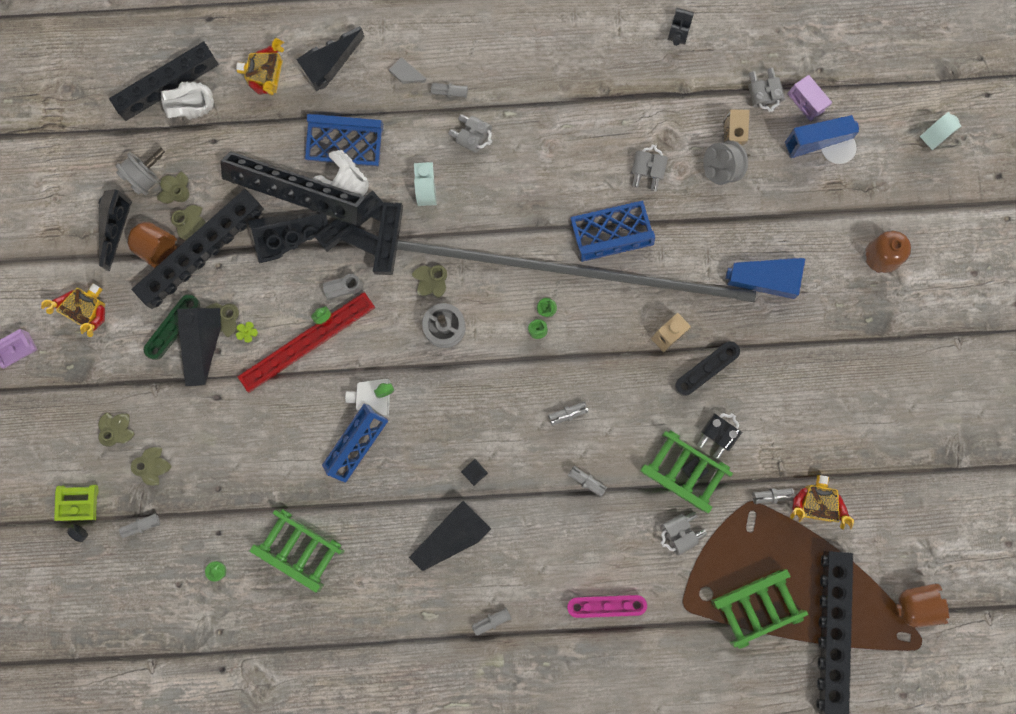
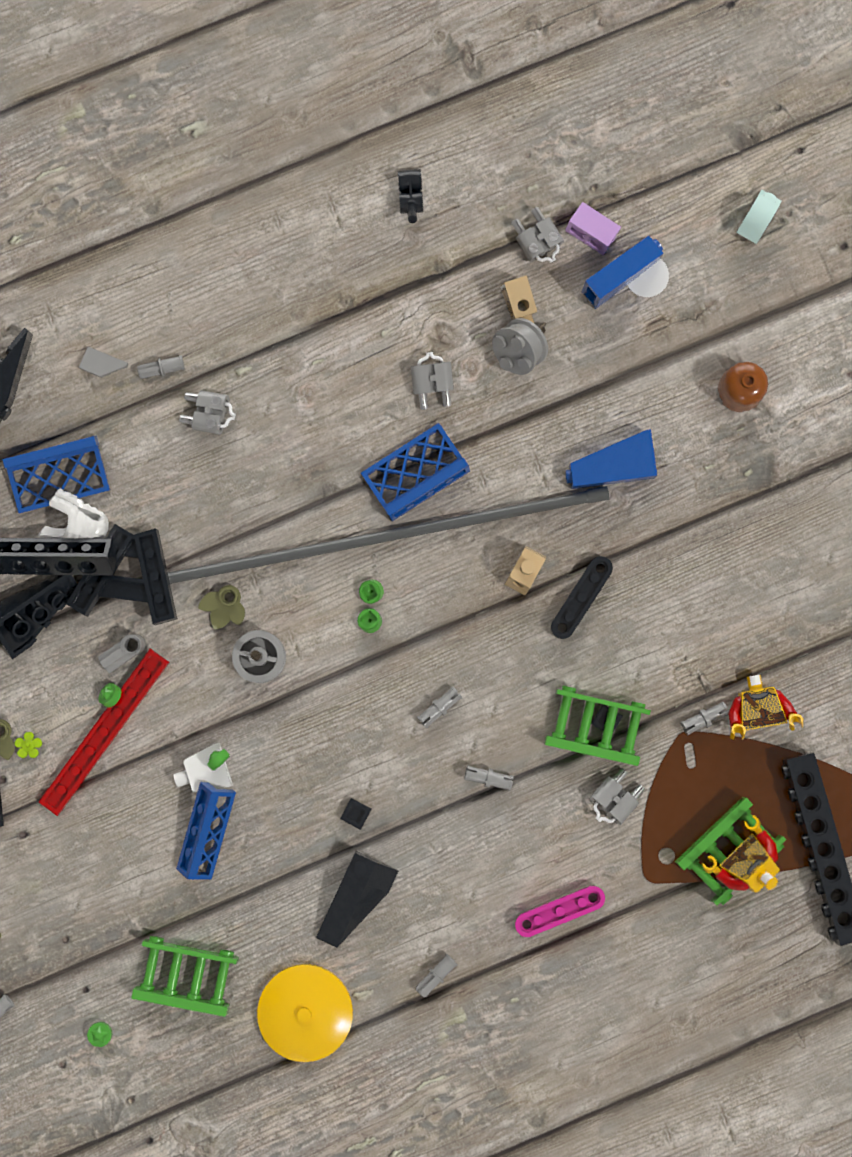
camera: 25 degrees left, 5 degrees up
(379, 613) = (305, 1013): none -> yellow dish
(424, 184) = (174, 494): light aqua brick -> none
(720, 432) = (622, 667): black piece -> none
(773, 623) = (750, 864): none -> torso

